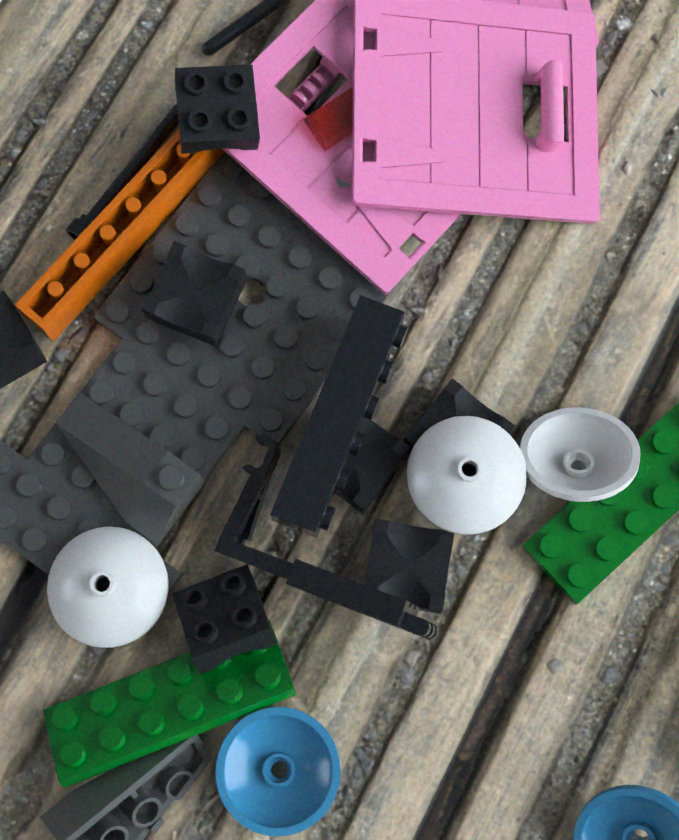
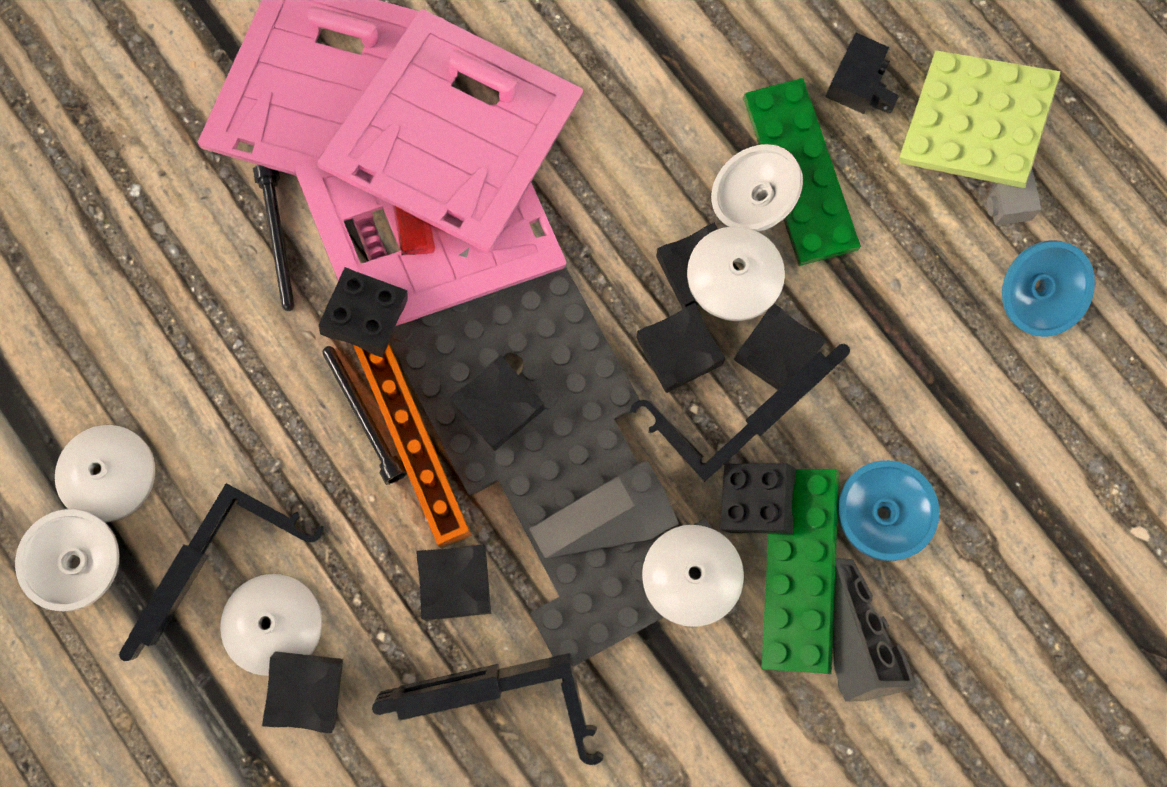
camera: 65 degrees left, 0 degrees up
(338, 417) = (651, 340): black brick -> none

